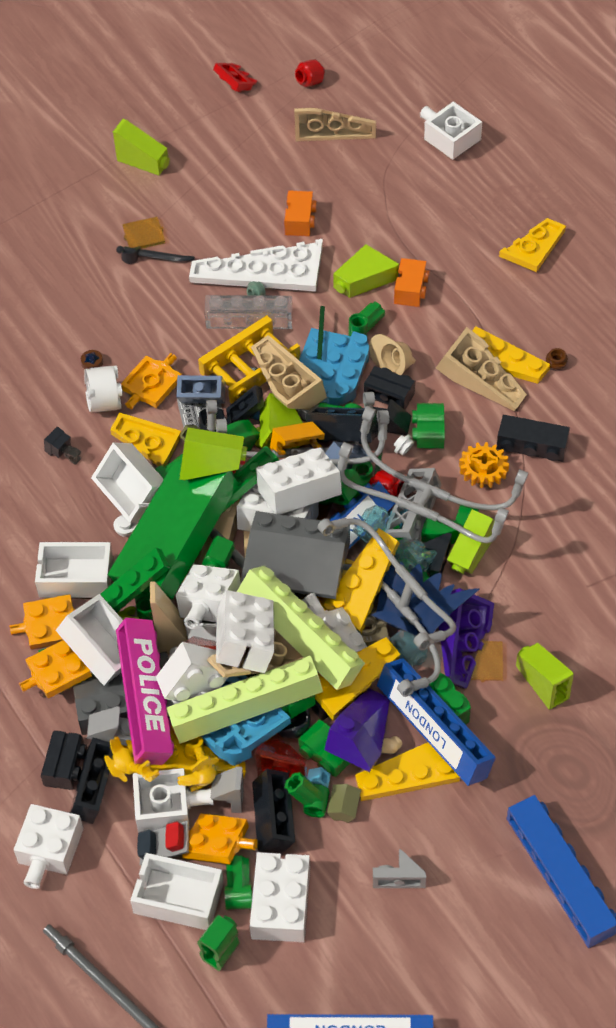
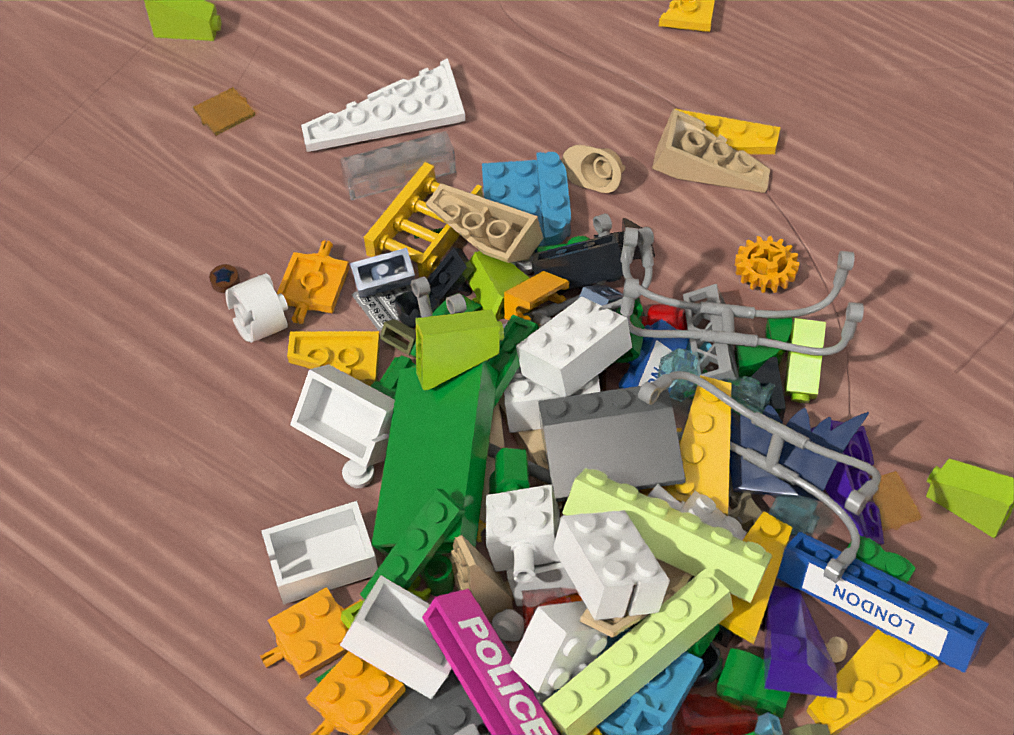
camera: 20 degrees left, 0 degrees up
(58, 443) = (227, 393): black piece -> none
(130, 255) = (219, 139): black sword -> none
(256, 288) = (393, 136): sand green plate -> none
(299, 215) = (406, 37): orange brick -> none
(320, 333) = (497, 165): dark green piece -> none
(365, 272) = (516, 82): lime slope -> none
(366, 319) = (543, 135): green piece -> none
(389, 386) = (614, 201): black brick -> none
(403, 444) = (660, 268): white plate -> none
(410, 284) = (574, 76): orange brick -> none
(430, 425) = (679, 236): green brick -> none
(533, 438) = (807, 215): black brick -> none
(557, 358) = (785, 118): reddish brown plate -> none

